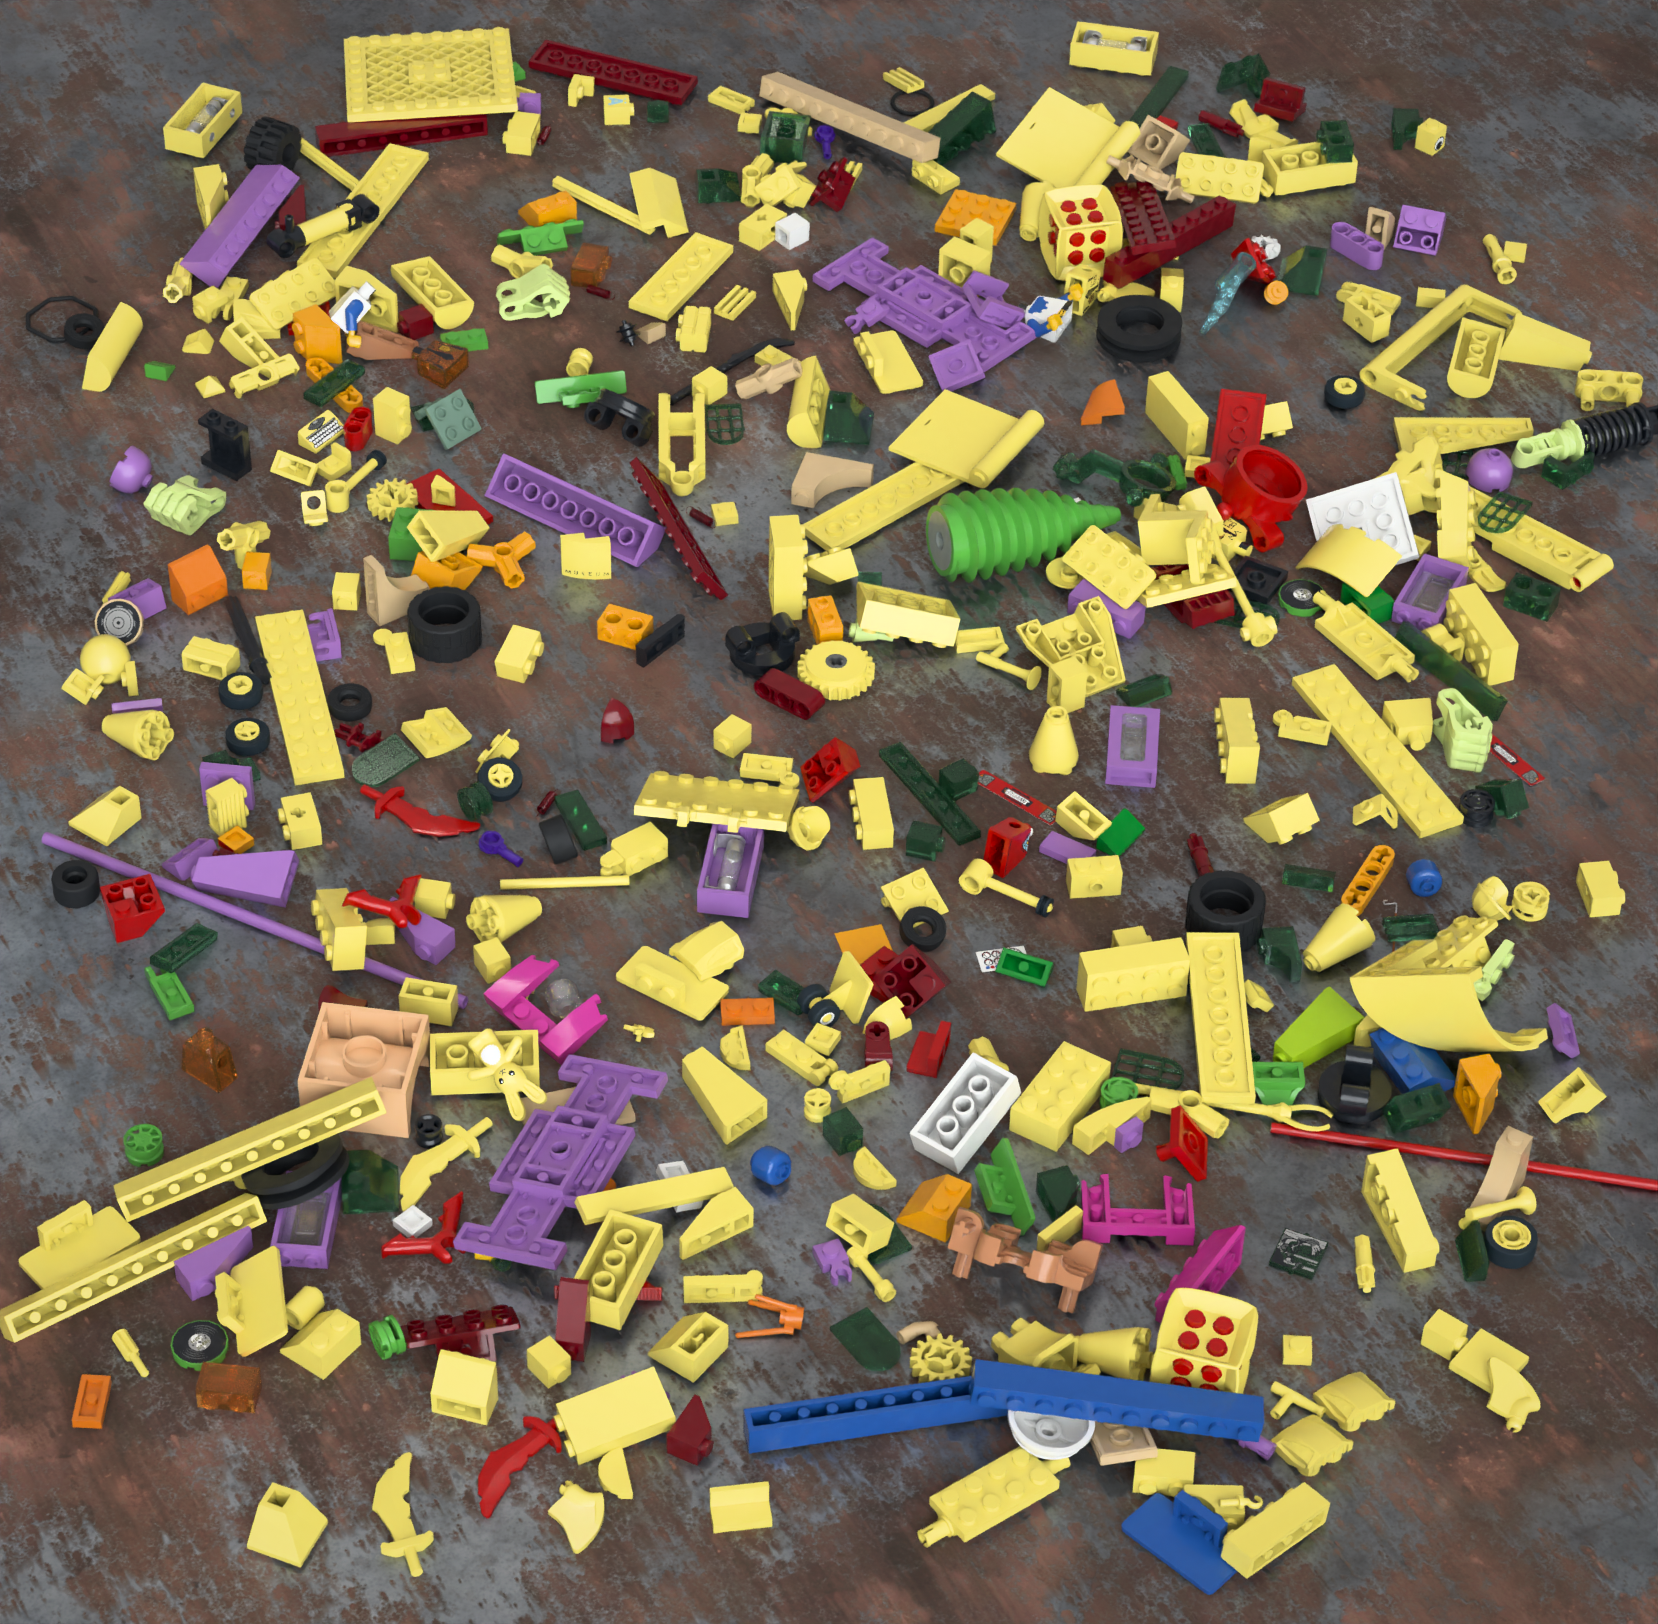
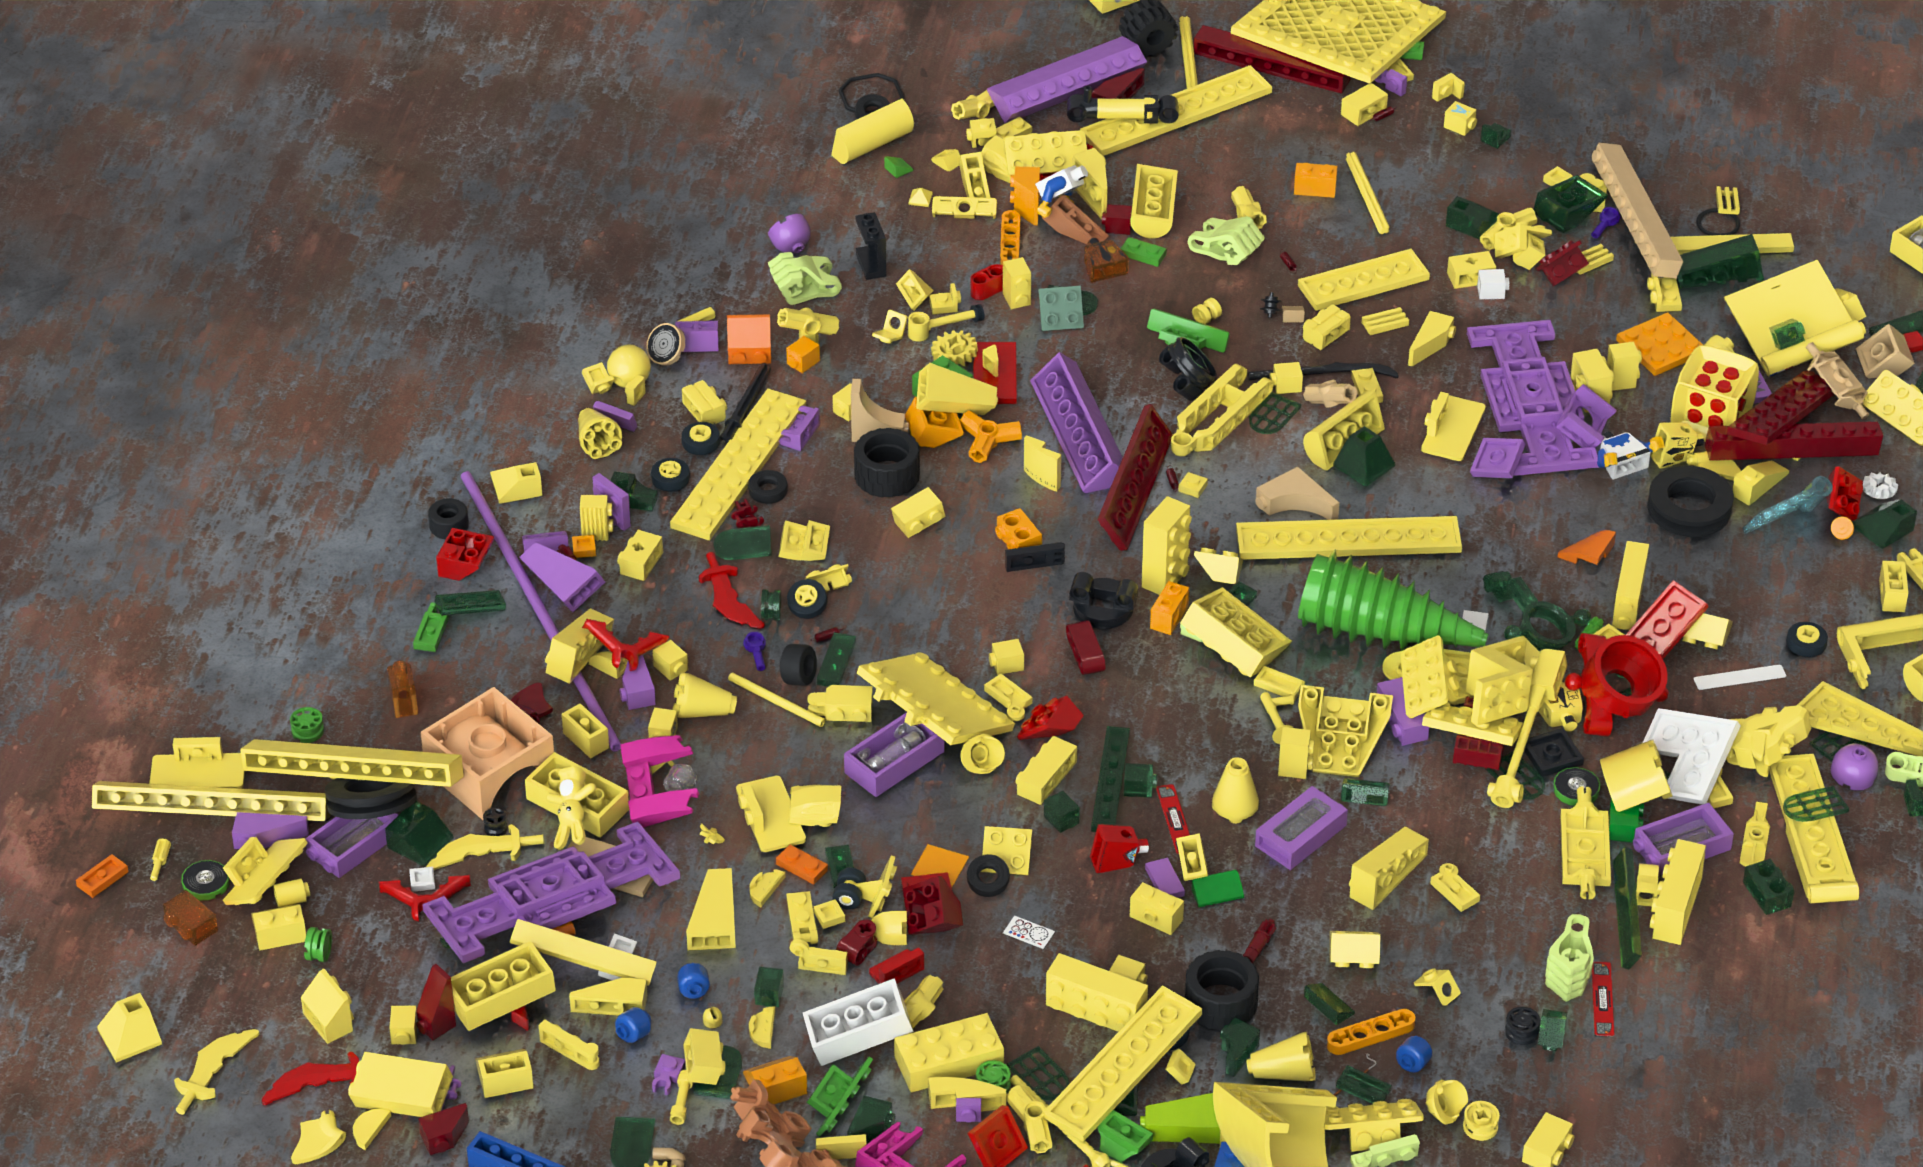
camera: 40 degrees right, 0 degrees up
(210, 191) = (1065, 41): light yellow slope -> none
(320, 432) = (959, 270): slope -> none
(334, 383) = (1006, 237): clear green tile -> none
(397, 650) = (841, 466): light yellow hinge -> none
(467, 1333) = (365, 974): dark red bracket -> none
(542, 239) = (1286, 198): bright green bracket -> none
(590, 265) = (1299, 236): clear orange brick -> none
(614, 72) = (1493, 86): dark red plate -> none
(616, 722) = (931, 600): dark red brick -> none
(658, 201) = (1409, 210): light yellow slope -> none
(731, 100) = (1563, 154): light yellow tile -> none
(761, 1233) = (633, 1025): none -> blue head
(790, 1316) = (592, 1091): orange plant -> none
(817, 1105) = (773, 956): light yellow wheel -> none
(818, 1189) = (708, 1019): none -> light yellow hinge
(836, 669) = (1139, 648): light yellow gear -> none
(867, 313) = (1475, 381): medium lavender plate -> none
(966, 438) = (1439, 519): light yellow door -> none
(979, 875) = (1071, 860): light yellow piece -> none
(1024, 967) = (1034, 946): green slope -> none
(1079, 158) = (1787, 333): none -> clear green brick
(1324, 447) = (1739, 677): none -> white sticker
(1378, 751) = (1497, 938): light yellow plate -> none
(1409, 721) = (1543, 928): light yellow torso -> none
(1455, 519) = (1761, 788): light yellow wedge -> none

